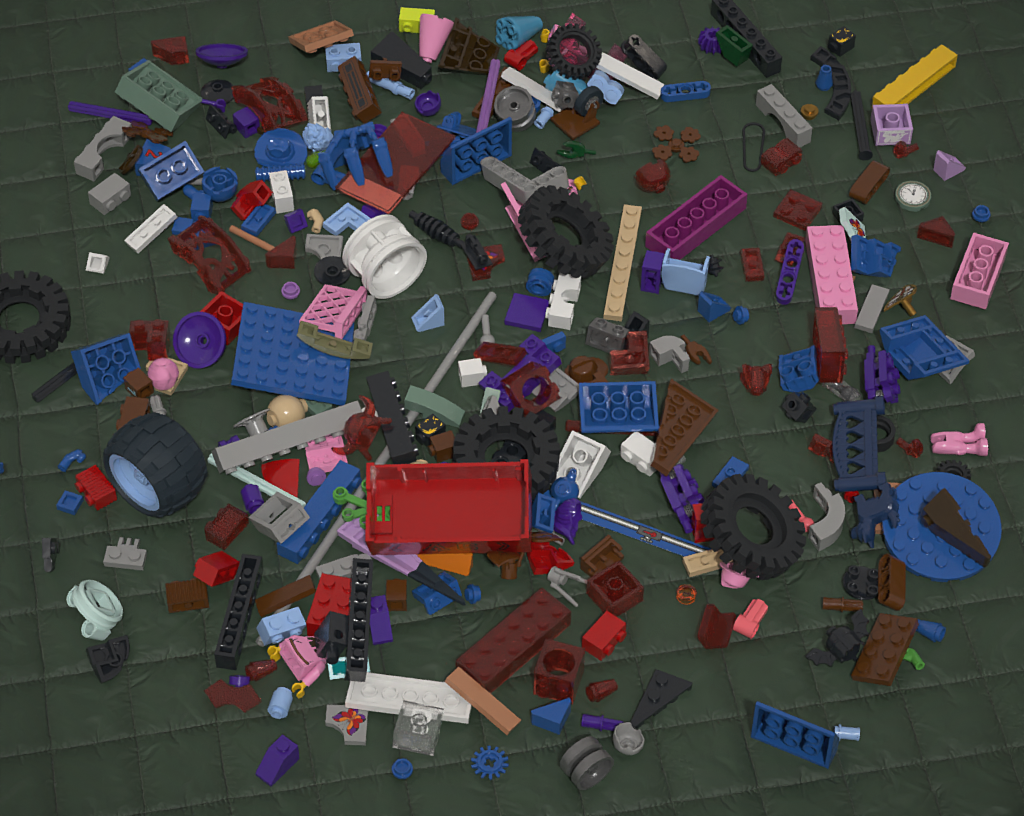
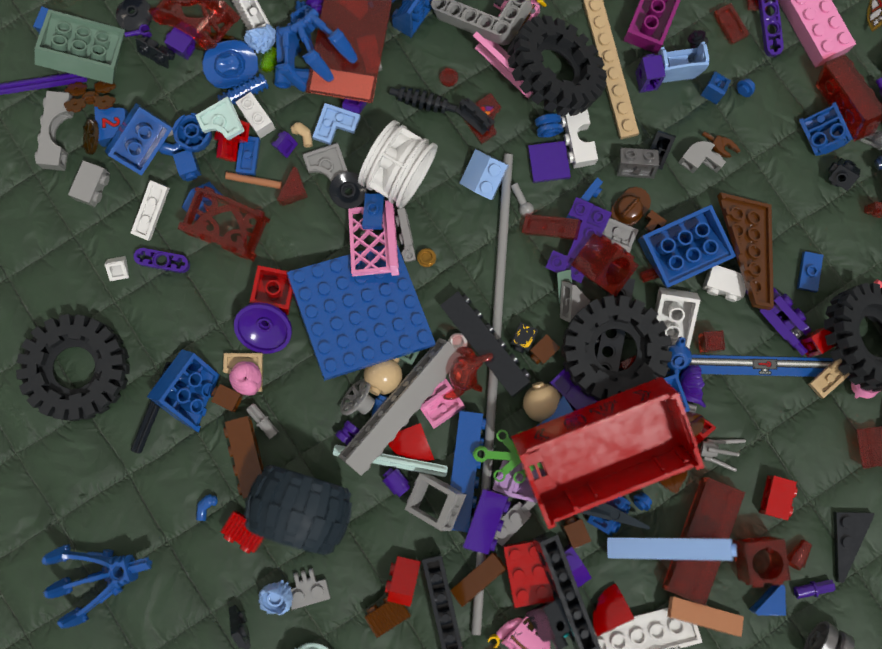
camera: 25 degrees left, 30 degrees up
(69, 502) = (227, 555): blue tile -> none
(93, 543) = (276, 598): none -> light blue hair
(144, 276) = (147, 263): none -> dark purple beam
(151, 336) = (215, 339): clear red brick -> none
(181, 224) = (178, 192): blue tile -> none
(226, 526) = (386, 524): clear red brick -> none
(249, 175) = (221, 118): none -> light aqua tile
(281, 626) = (492, 617): light blue brick -> none
(290, 290) = (318, 227): medium lavender plate -> none
(316, 476) = (442, 432): medium lavender plate -> none
(316, 544) = (487, 521): none -> dark purple slope
(332, 345) = (395, 286): olive slope -> none
(345, 290) = (373, 211): none -> blue plate
(378, 344) = (426, 257): none -> pearl gold plate
(394, 664) = (611, 611): none -> red brick
(428, 403) = (514, 309): sand green slope -> none
(429, 315) = (462, 205): light blue slope -> none
(463, 299) = (484, 174): none -> light blue slope
(471, 372) = (531, 254): white brick -> none
(474, 623) = (671, 549): none -> light blue brick
(601, 556) = (738, 413): reddish brown hinge -> none
(604, 492) = (711, 341): none -> clear red brick
(615, 589) = (770, 448): clear red brick -> none
(627, 739) = (847, 600): light grey hair -> none
(634, 359) = (677, 179): clear red brick -> none
(686, 594) = (826, 418): clear red tile -> none
(756, 378) = (792, 158): clear red brick -> none
(872, 308) = (857, 25): light grey tile -> none

